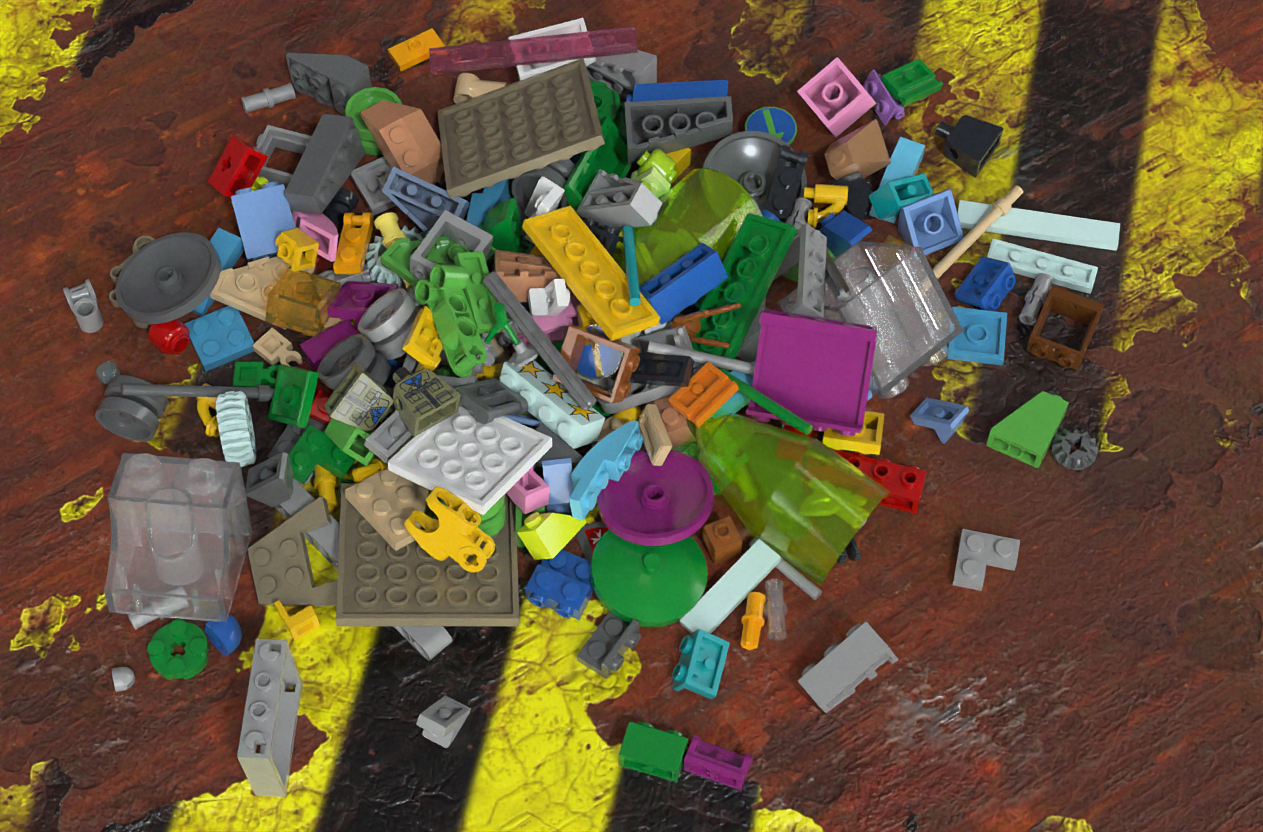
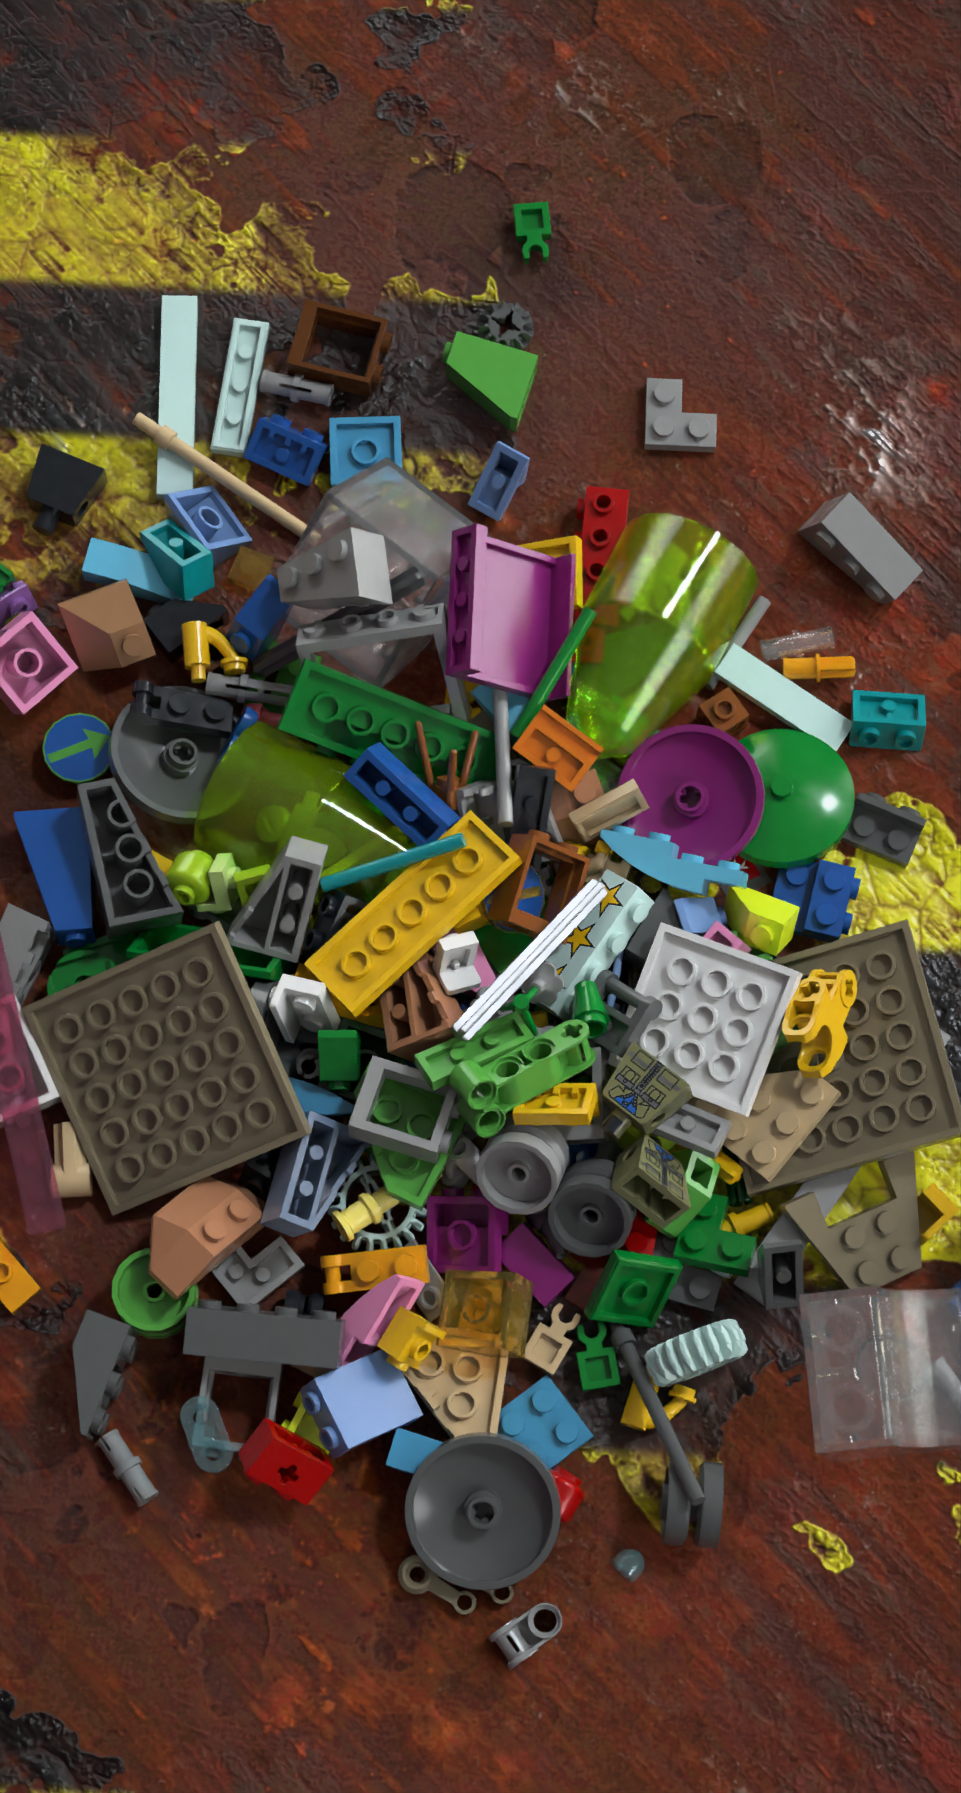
camera: 105 degrees left, 15 degrees up
(269, 127) = (206, 1435): none -> clear light blue plate
(495, 378) = (590, 1008): none -> green cone
(853, 252) = (338, 573): none -> light grey wedge
(1161, 478) = (532, 227): none -> green plate

